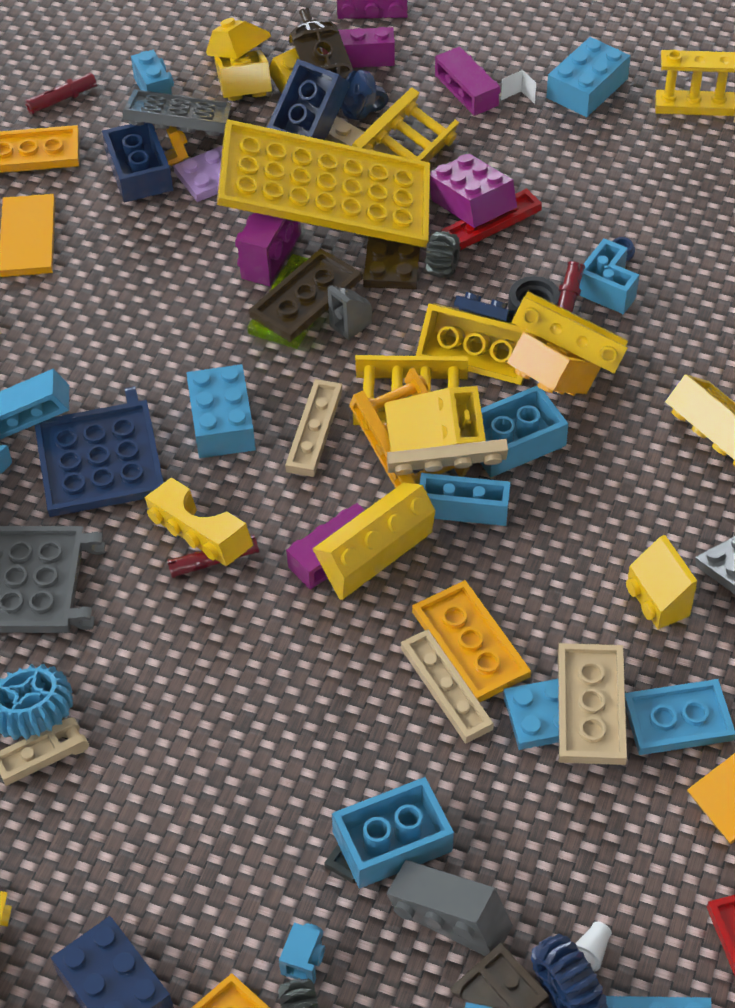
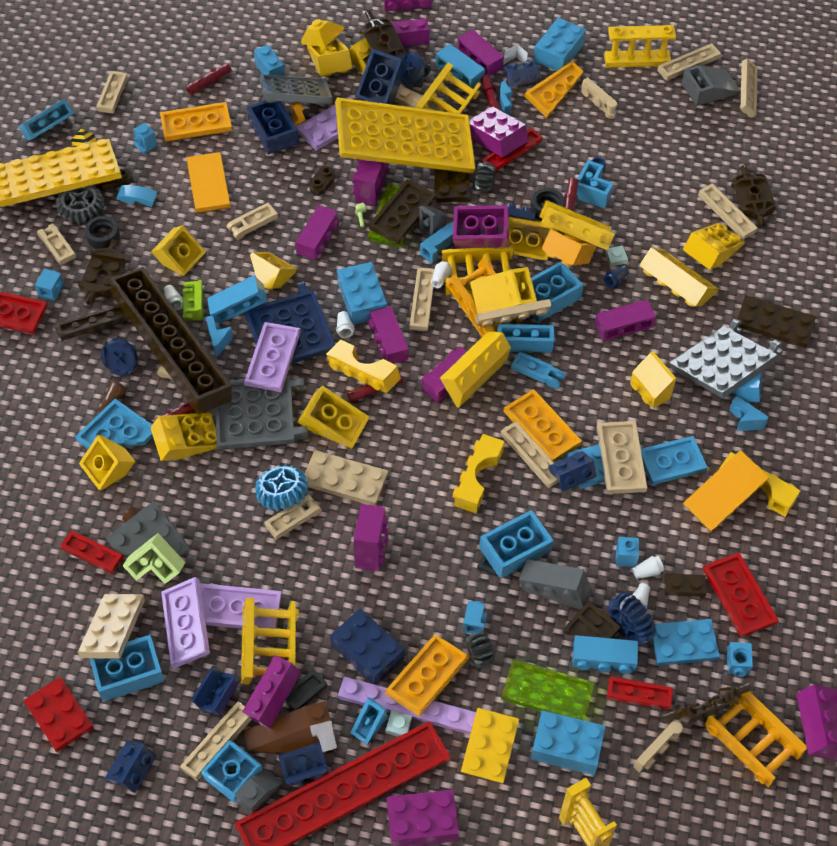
camera: 10 degrees left, 5 degrees up
(61, 496) = (272, 357): none -> lavender tile
(78, 293) = (252, 220): none -> tan plate
(90, 366) = (271, 269): none -> yellow slope
(137, 598) = (333, 418): none -> yellow slope
(138, 696) = (345, 478): none -> tan plate
(149, 797) = (371, 537): none -> magenta brick
(171, 317) = (317, 232): none -> magenta brick
(185, 458) = (344, 325): none -> white cone
(196, 244) = (324, 178): none -> dark brown plate
(245, 288) = (360, 209): none -> yellowish green hand
(249, 478) = (388, 335): none -> magenta brick
(348, 386) = (442, 271): none -> white cone
(360, 341) = (436, 243): none -> dark azure leg
(371, 678) = (486, 454): none -> yellow arch
(419, 323) = (481, 226): none -> magenta brick
(434, 96) = (463, 66): none -> dark azure brick
(472, 134) = (490, 92): none -> dark red pin
(477, 551) = (537, 370): none -> dark azure hinge
(494, 139) = (505, 96): none -> dark azure slope
(508, 718) = (573, 470): none -> dark blue bracket
(525, 114) = (522, 73): none -> dark blue bracket
(567, 139) = (554, 88): none -> light orange wing
(579, 864) = (627, 551): none -> dark azure brick
(613, 896) = (648, 568): none -> white cone
(624, 417) = (615, 277): none -> dark blue cone
(630, 484) = (625, 320): none -> magenta brick
(632, 386) = (616, 256): none -> light aqua plate
(638, 153) = (599, 97): none -> tan plate
(673, 932) = (685, 585): none -> dark brown plate

